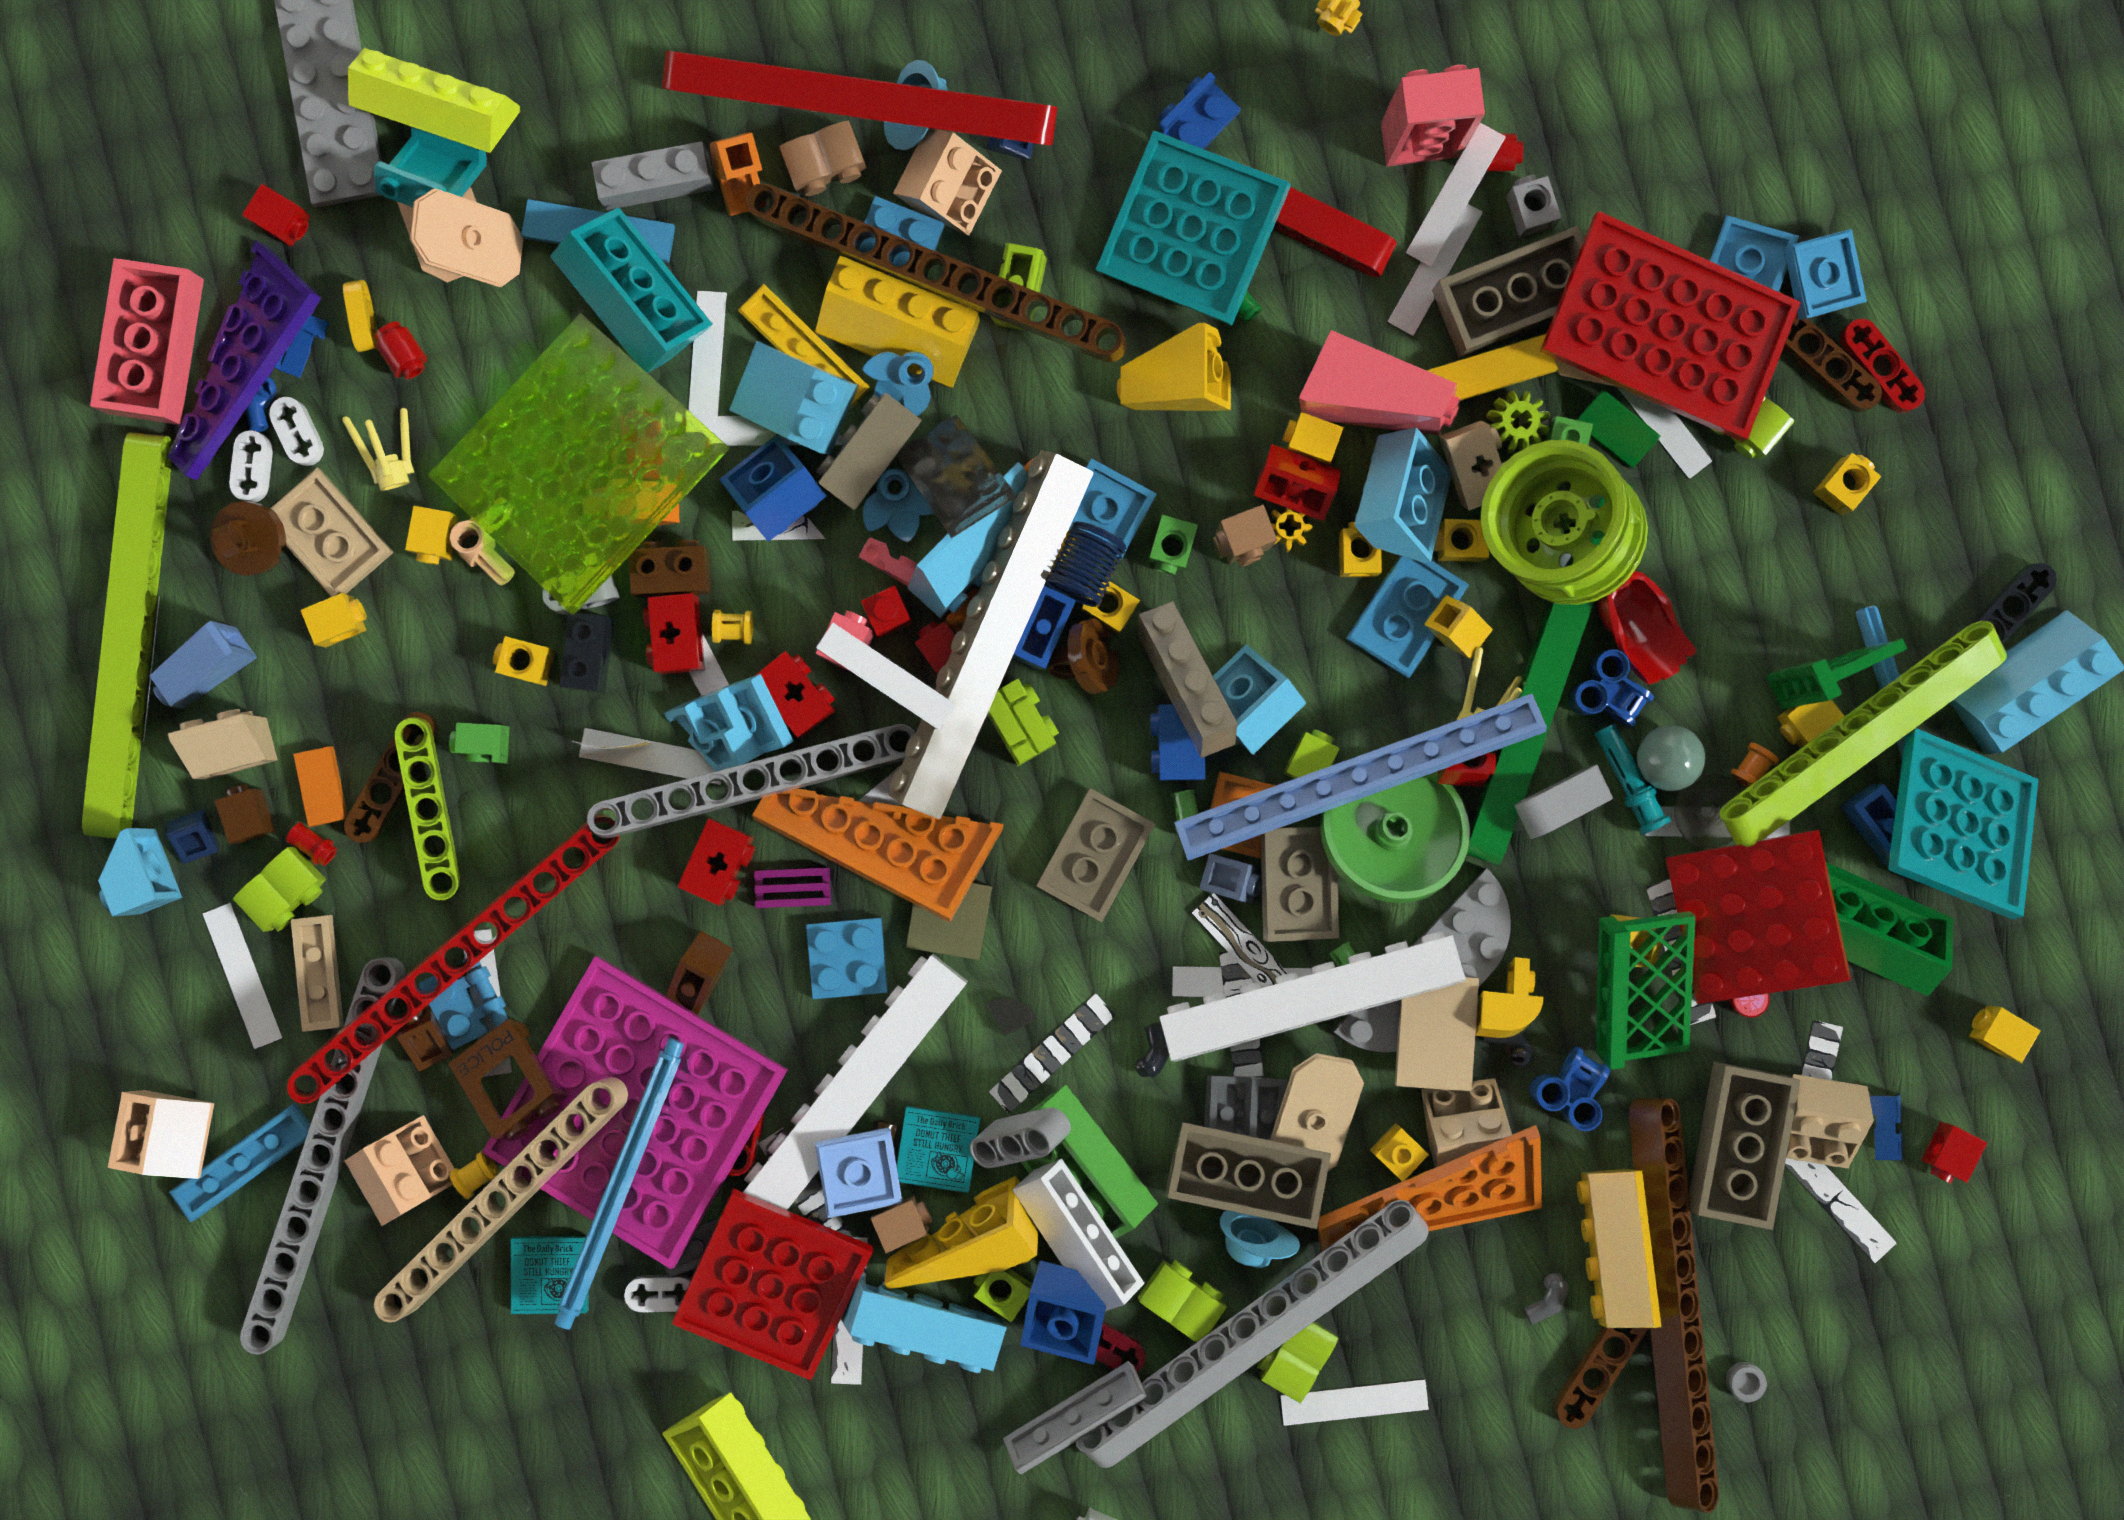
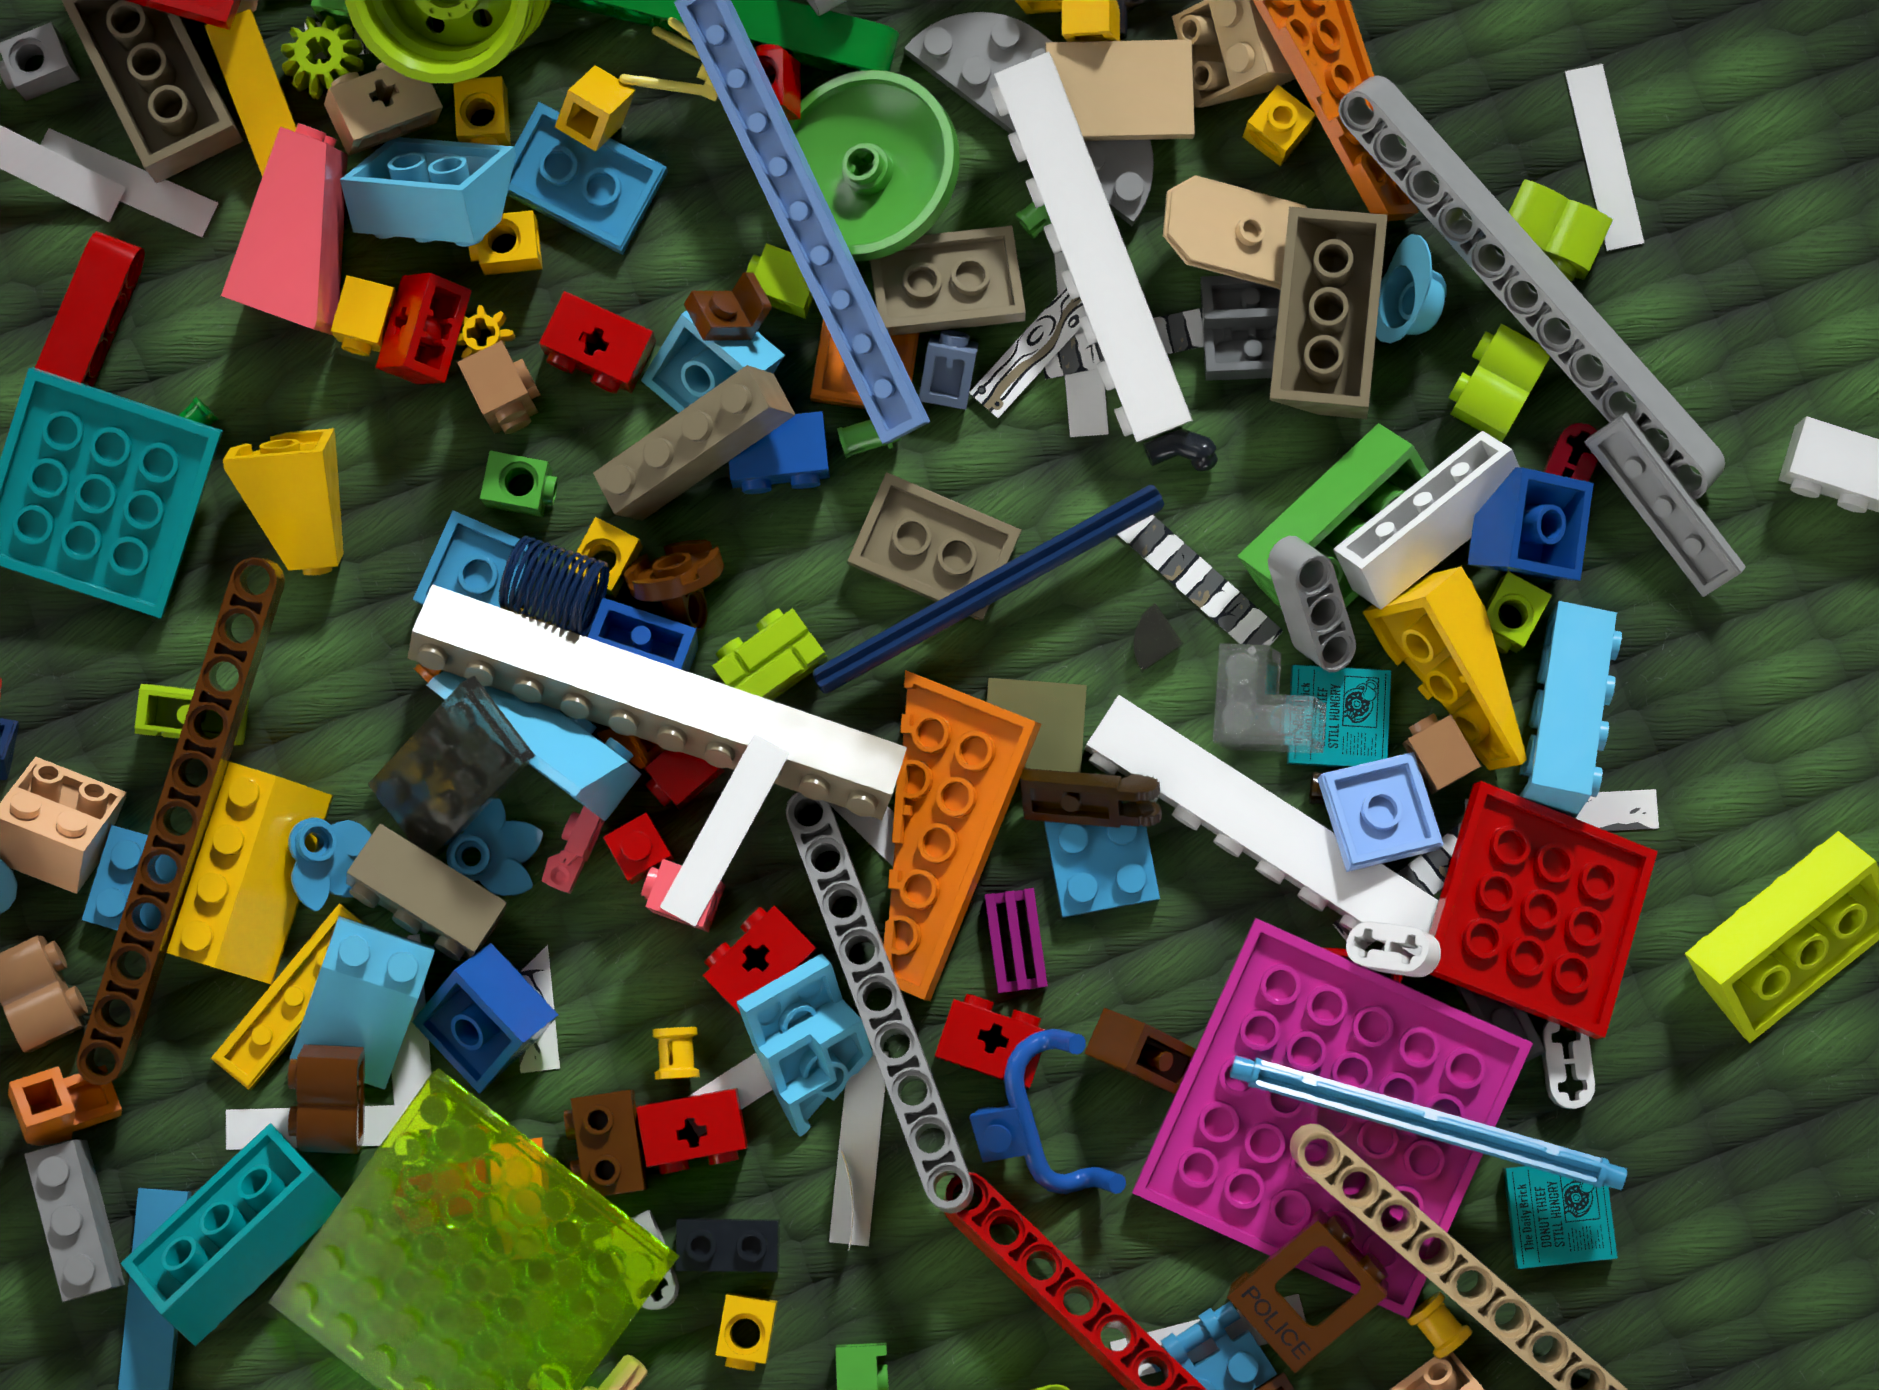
camera: 90 degrees left, 5 degrees down
(647, 871) = (1012, 1128): none -> blue piece
(722, 367) = (329, 1099): none -> reddish brown brick
(743, 1168) = (1394, 938): none -> white beam
(890, 954) = (1089, 798): none -> dark brown hinge
(946, 1082) = (1252, 711): none -> clear brick
(1057, 893) = (988, 589): none -> dark blue axle
(1286, 715) = (729, 313): none -> reddish brown bracket
(1293, 601) = (581, 322): none -> red brick

